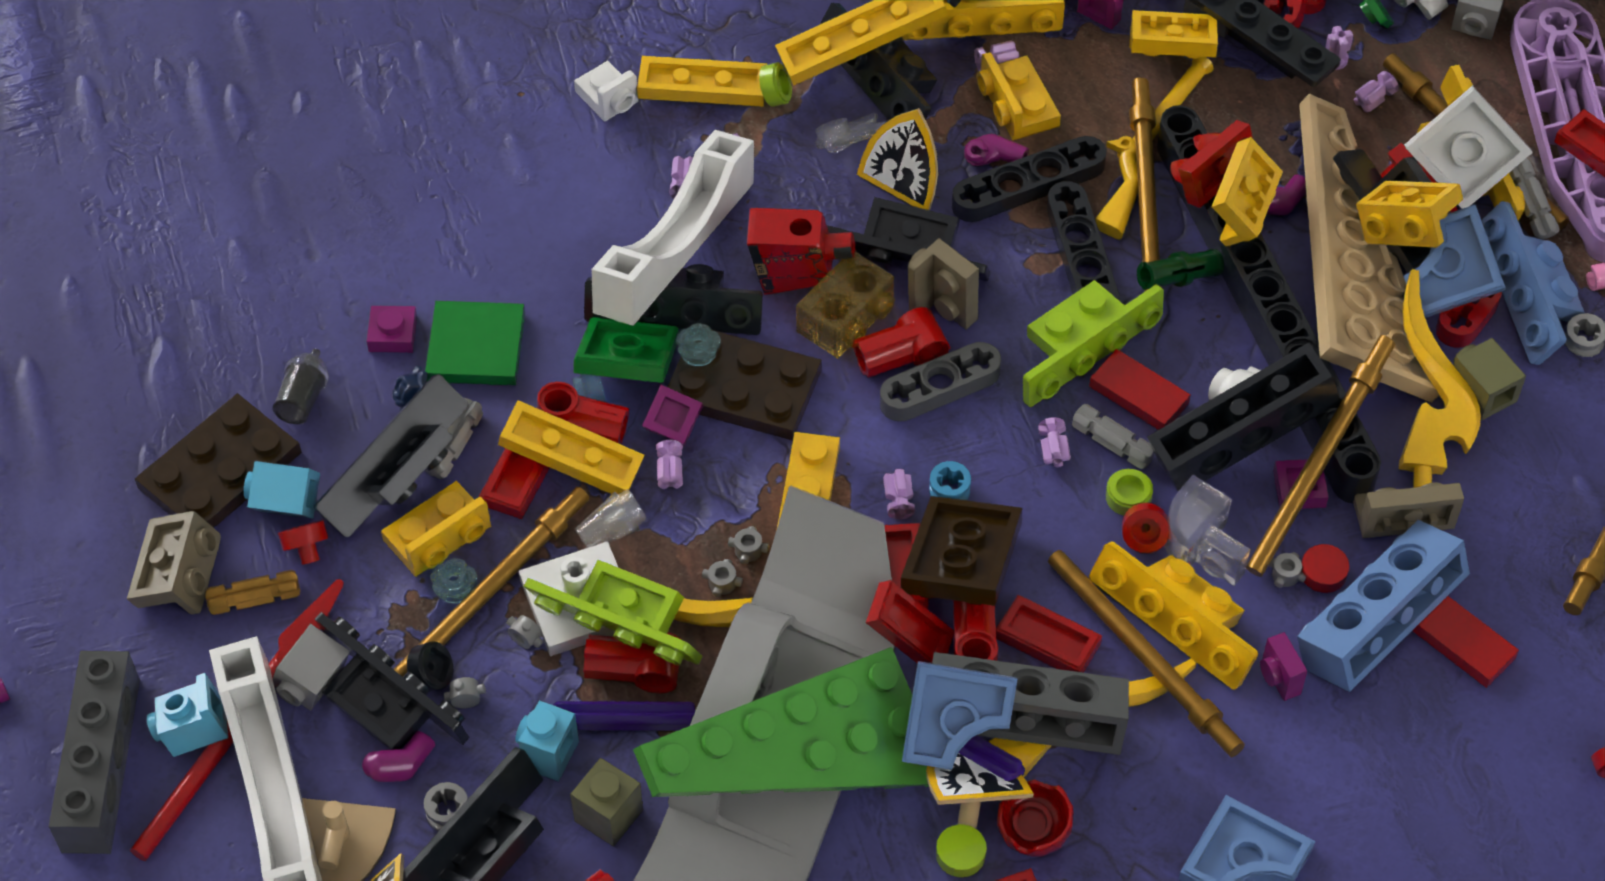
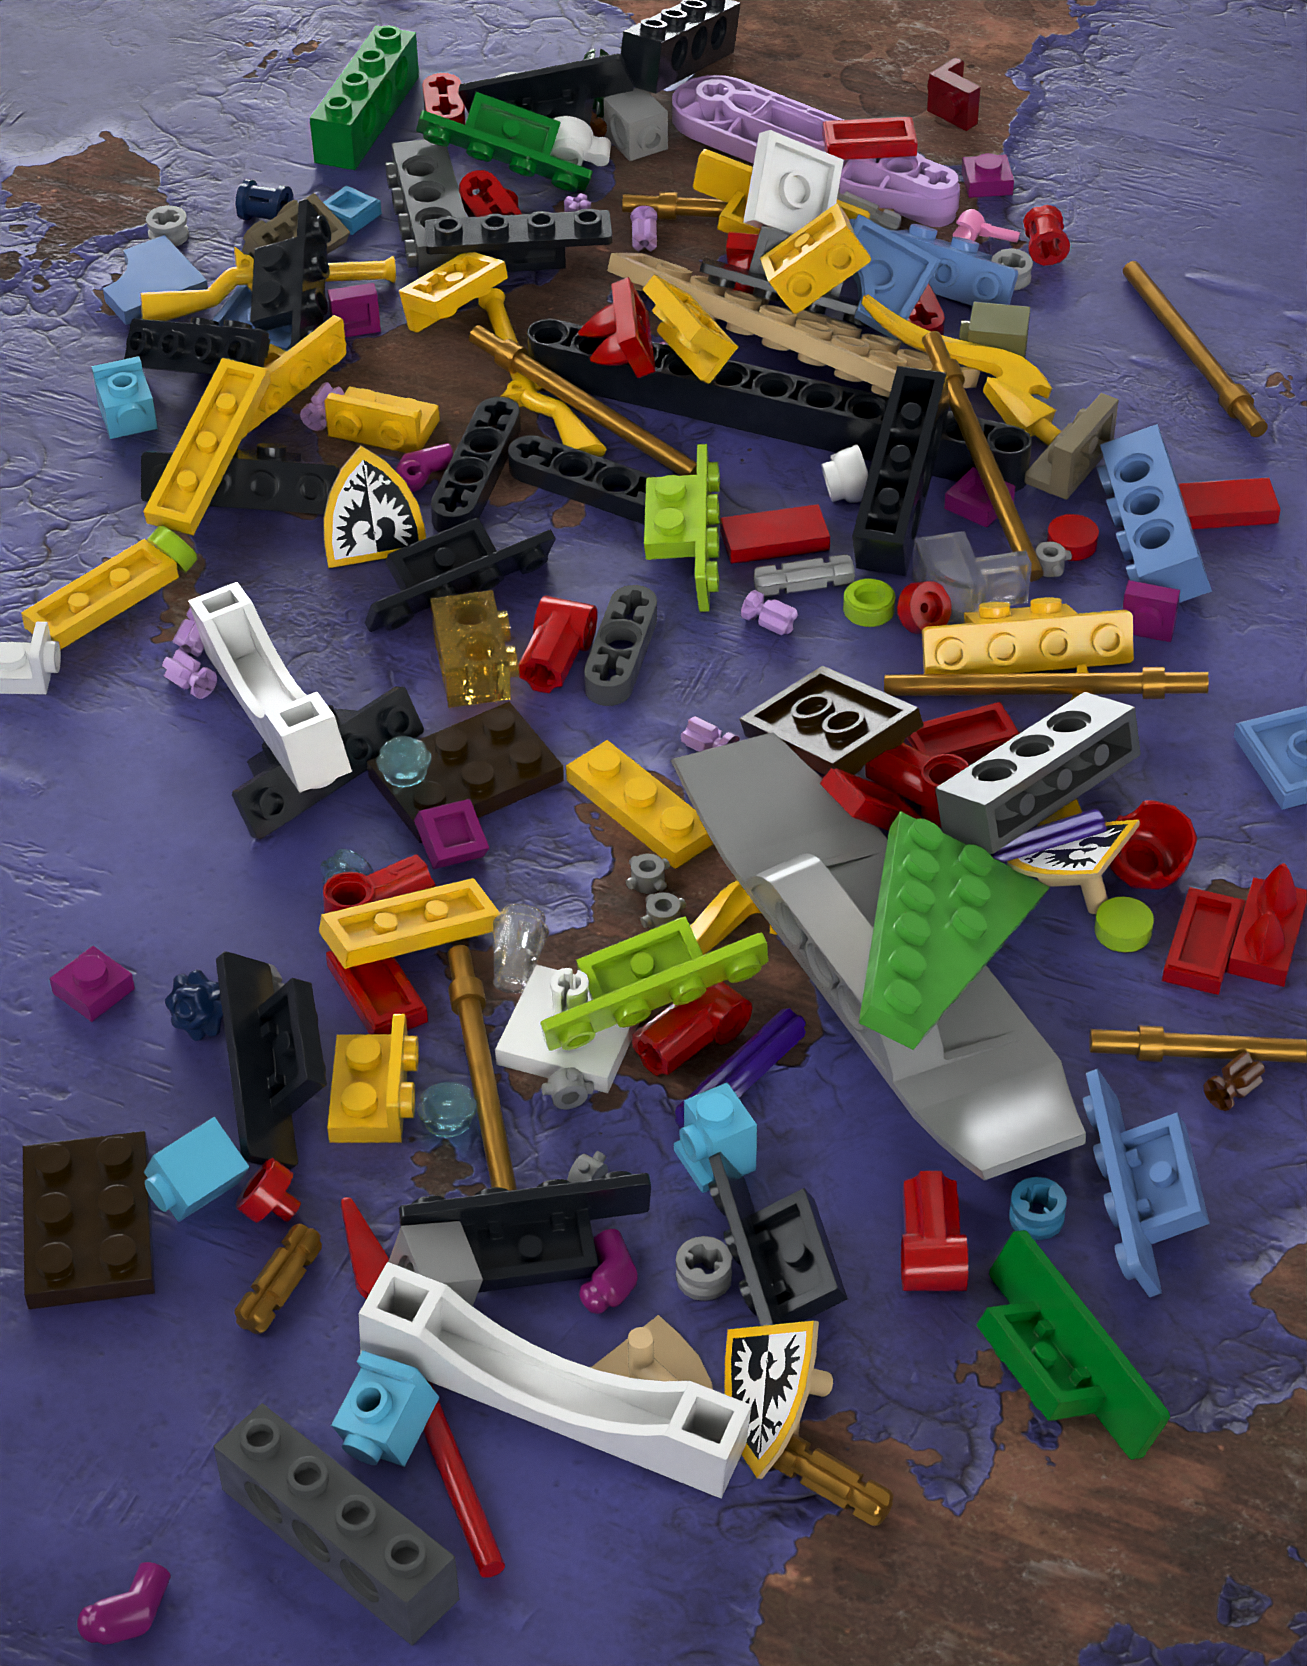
camera: 50 degrees left, 10 degrees down
(175, 562) = (168, 1320): dark tan bracket -> none
(302, 384) = (78, 1087): clear smoke piece -> none
(431, 665) = (527, 1171): black tile -> none
(476, 342) = (187, 927): green tile -> none
(607, 802) = (834, 1131): olive brick -> none
(626, 350) = (341, 819): green tile -> none
(669, 464) = (502, 875): lavender piece -> none
(794, 248) = (384, 632): red torso -> none
(841, 134) = (281, 541): clear plate -> none
(944, 280) = (544, 561): dark tan bracket -> none
(952, 708) = (1017, 805): medium blue tile -> none
(954, 473) = (732, 691): dark azure bush -> none
(1180, 268) = (689, 429): dark green pin -> none

